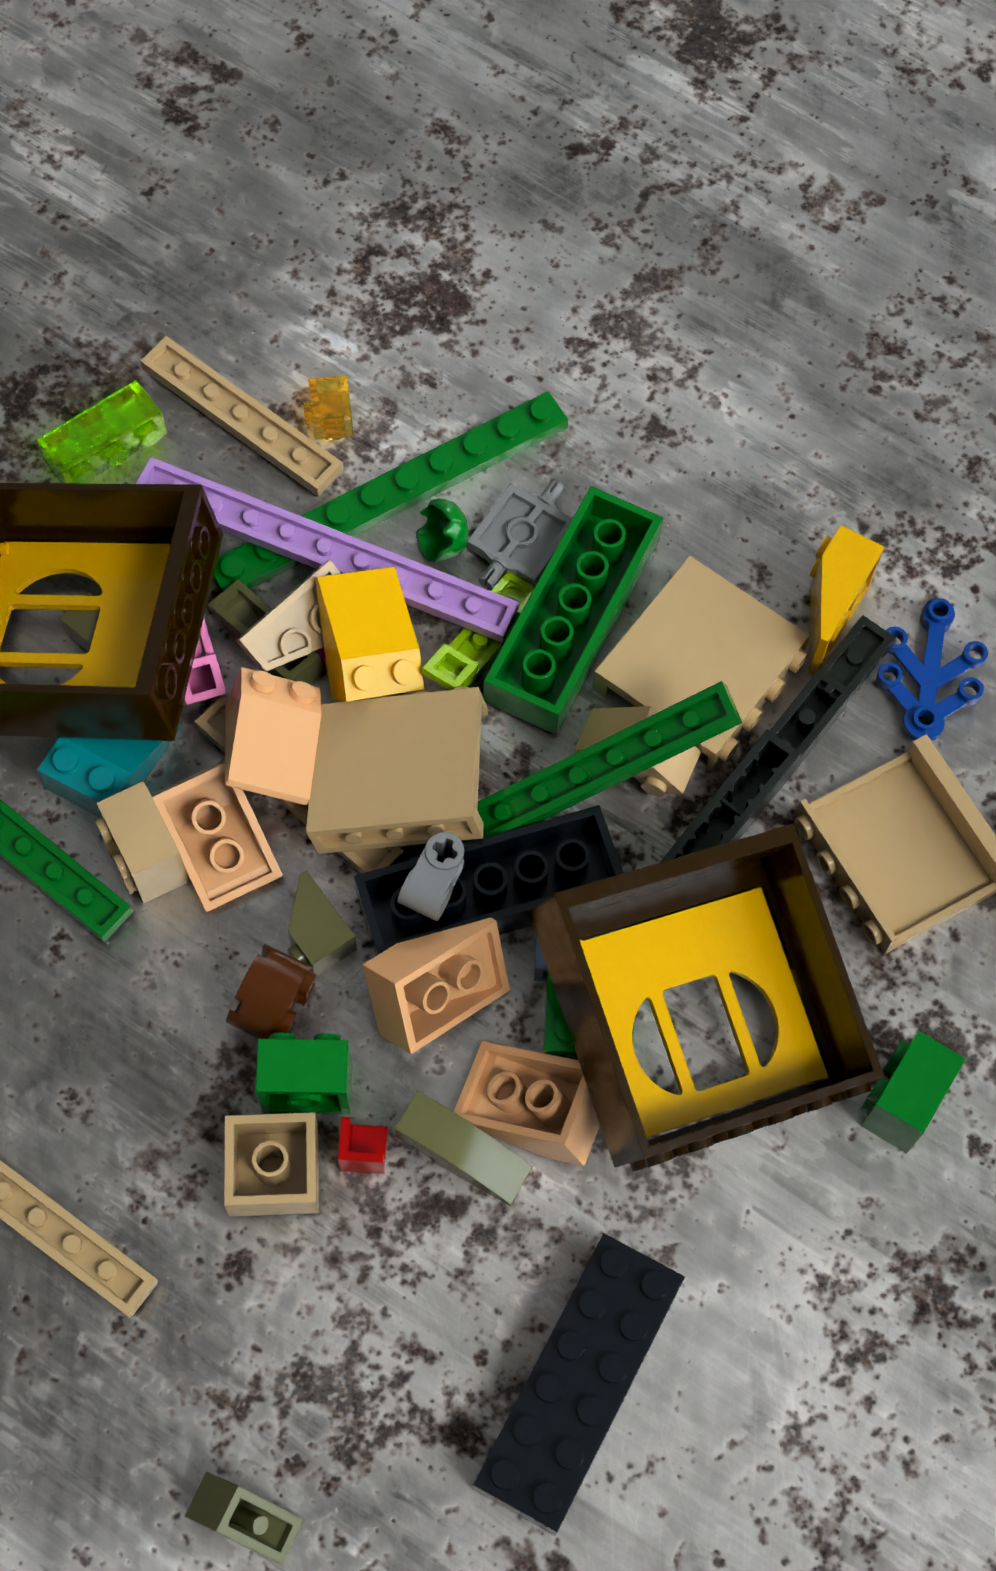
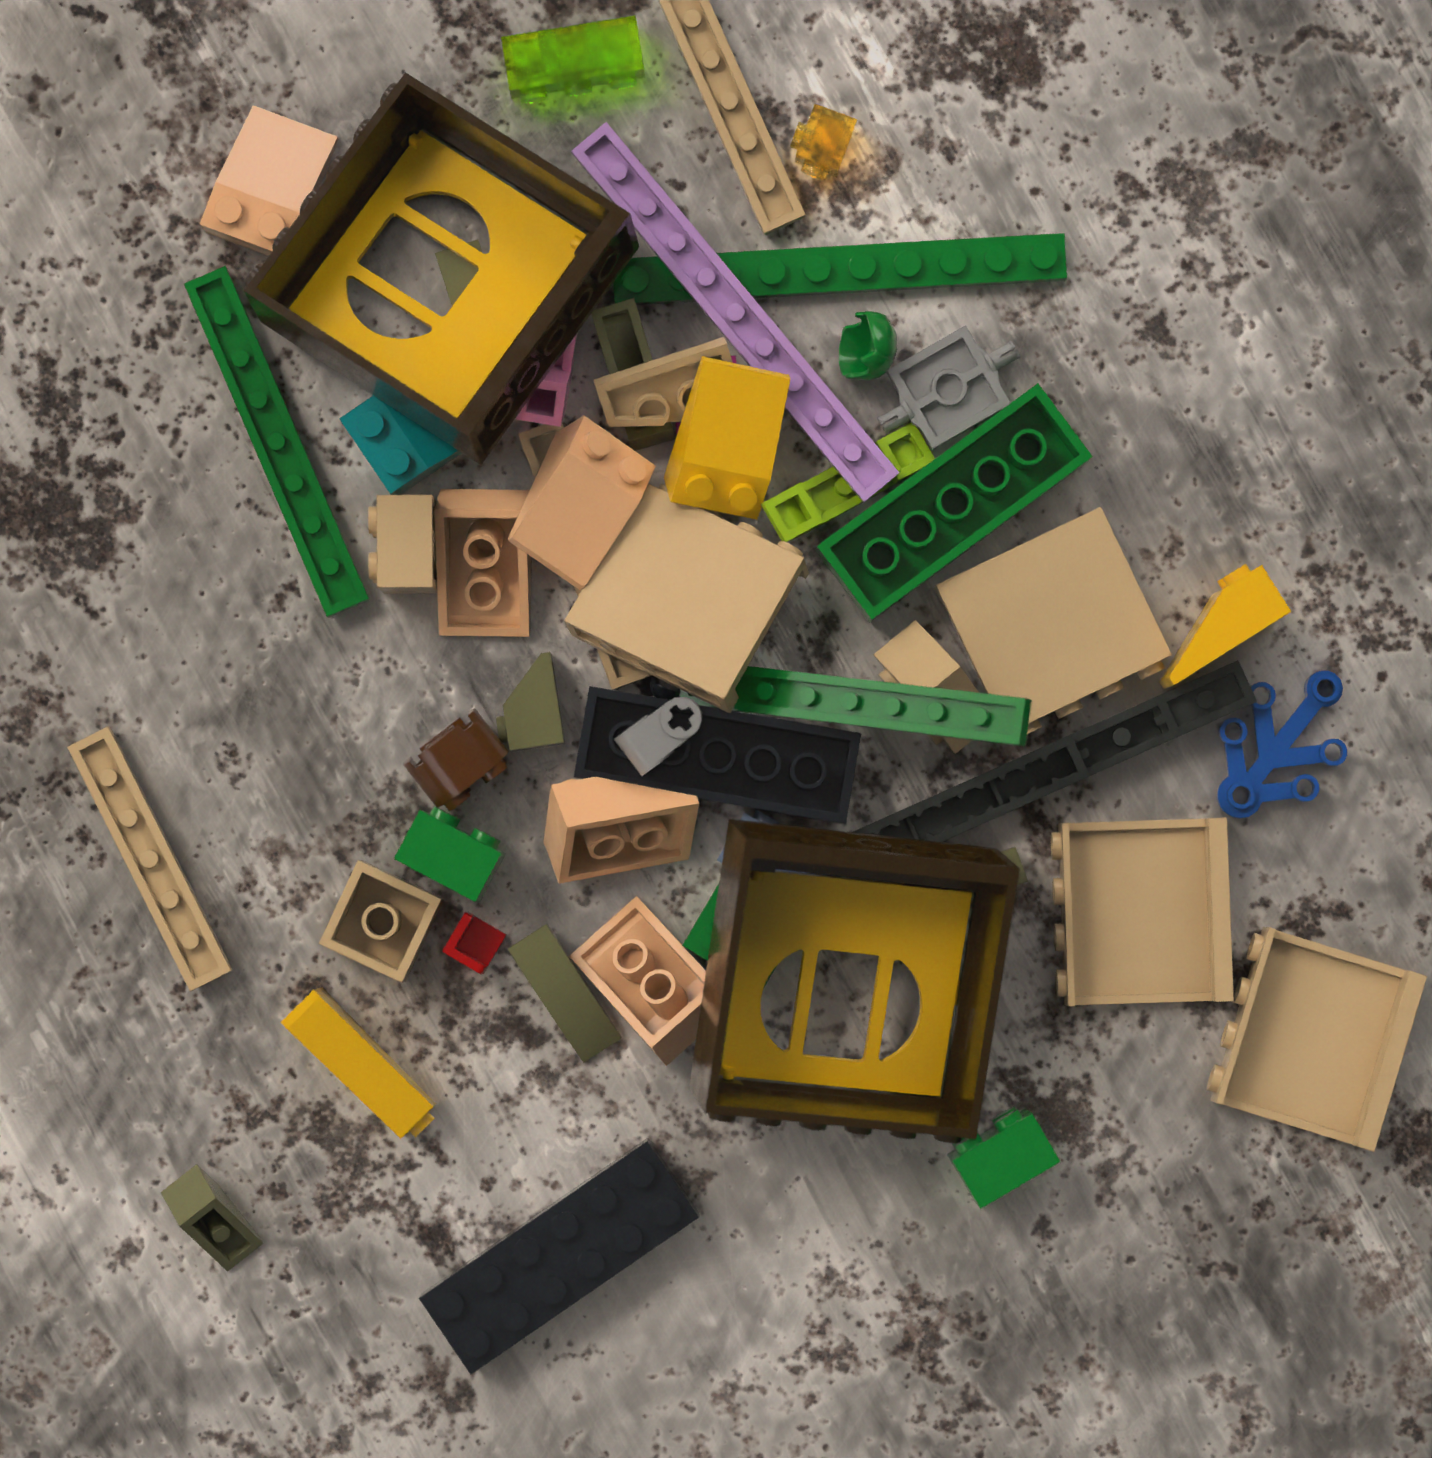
camera: 25 degrees right, 20 degrees up
(311, 1298) = (360, 1063): none -> yellow slope

